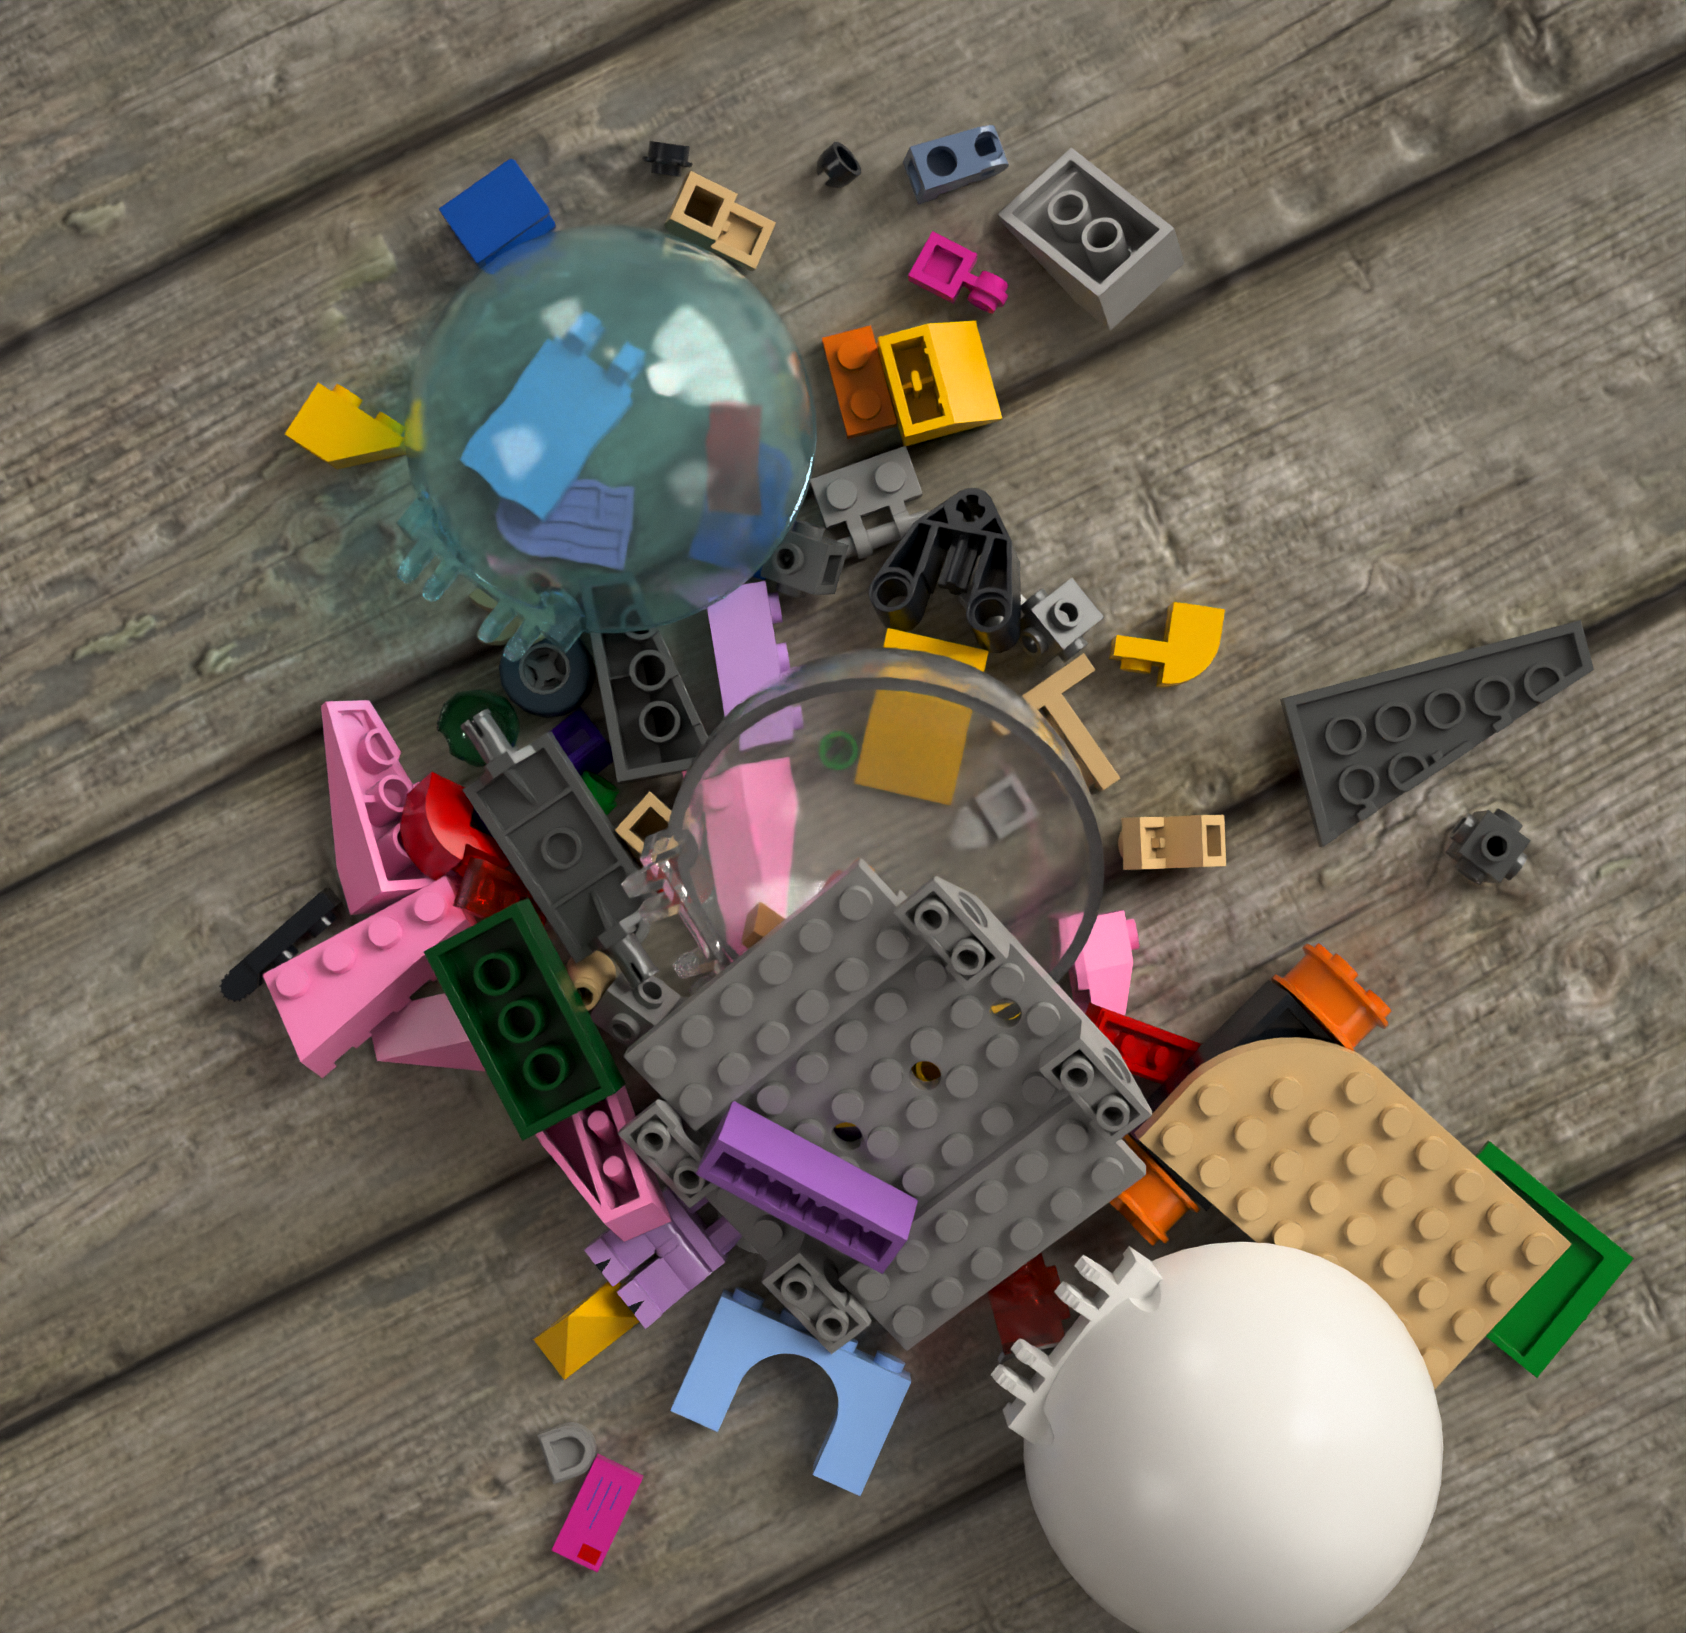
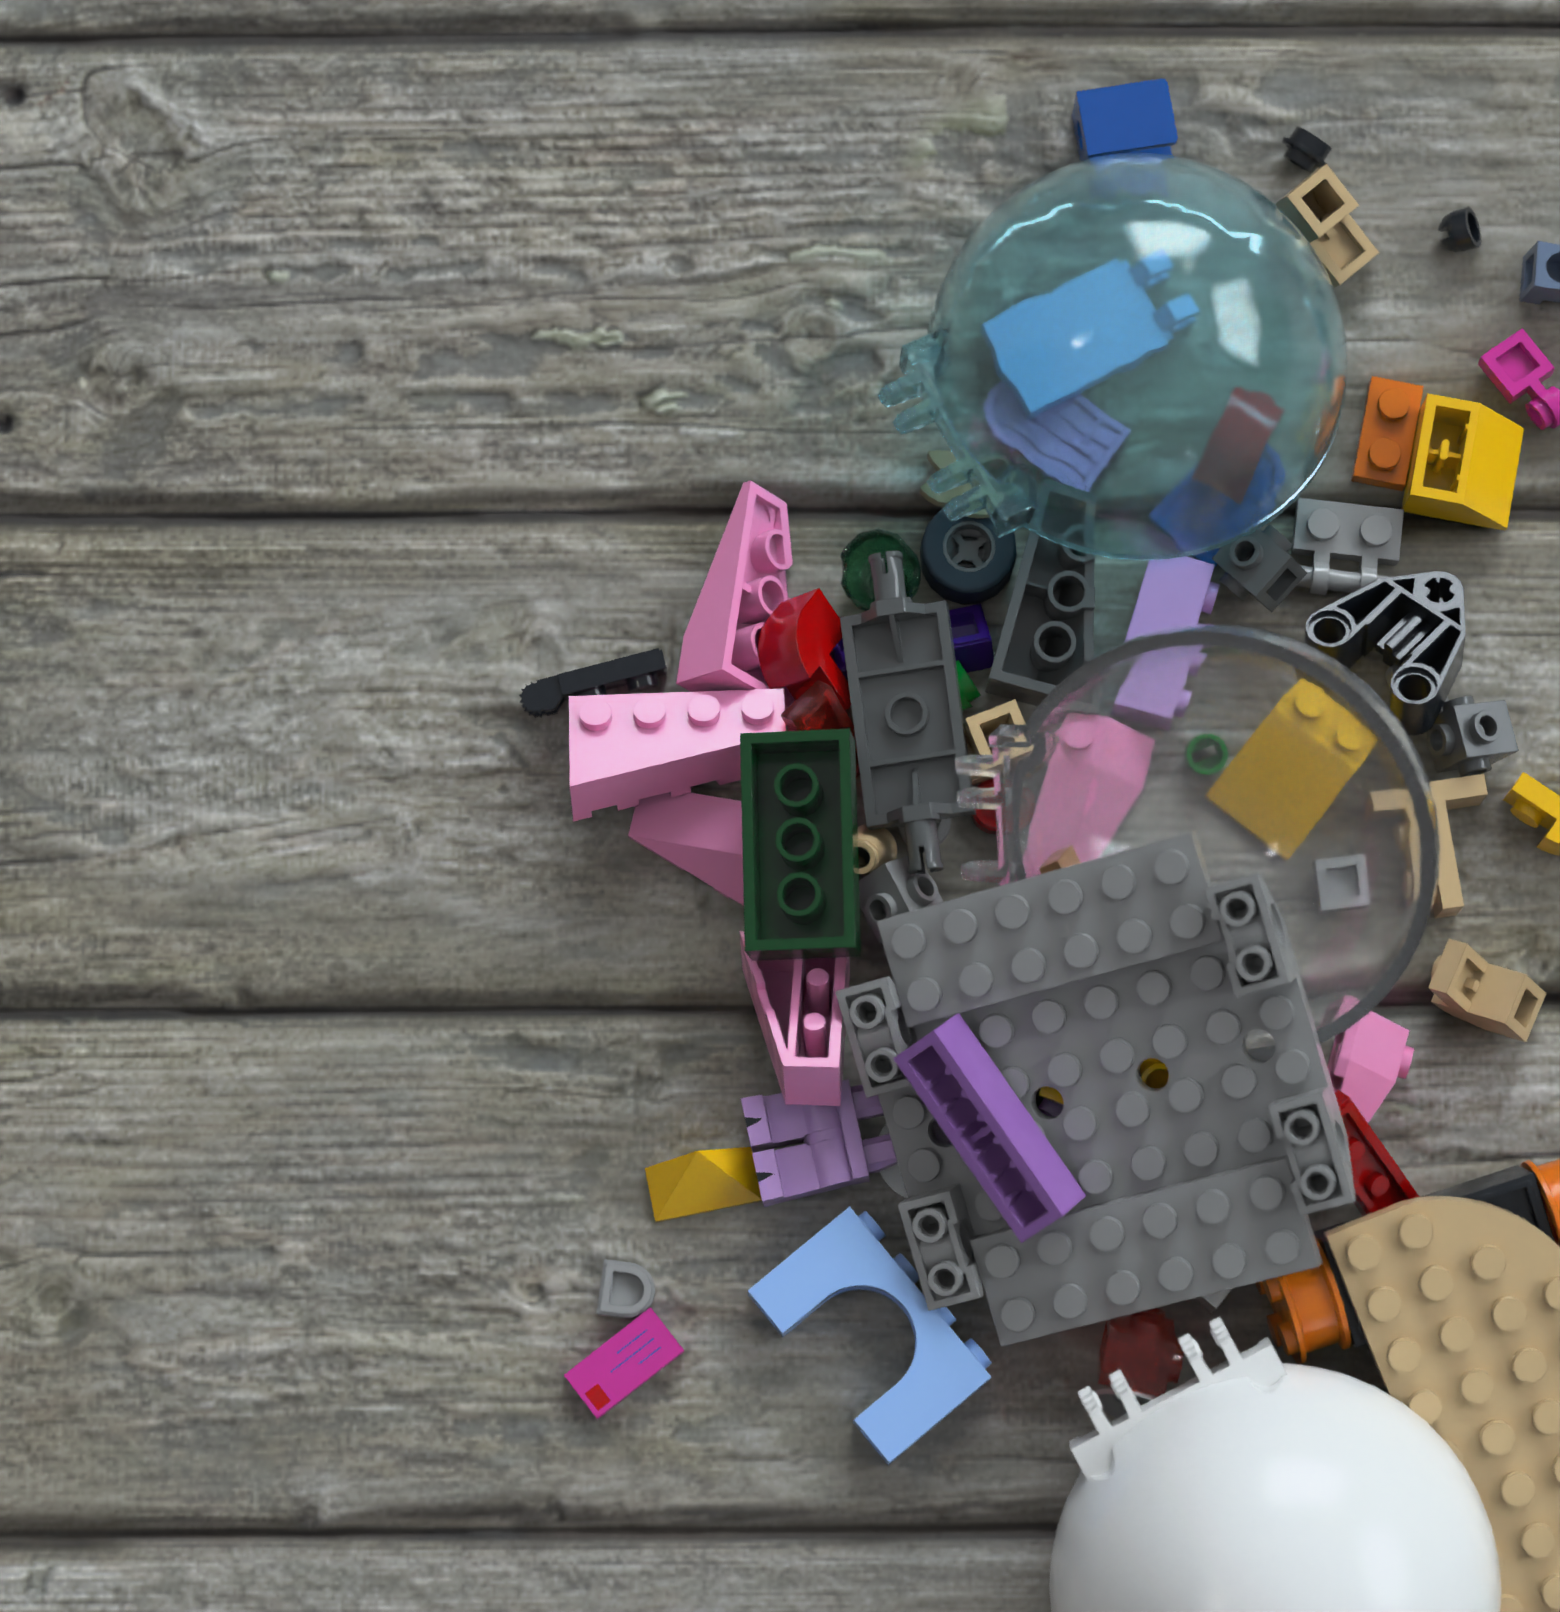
camera: 25 degrees right, 10 degrees down
(343, 434) = (885, 252): yellow slope -> none

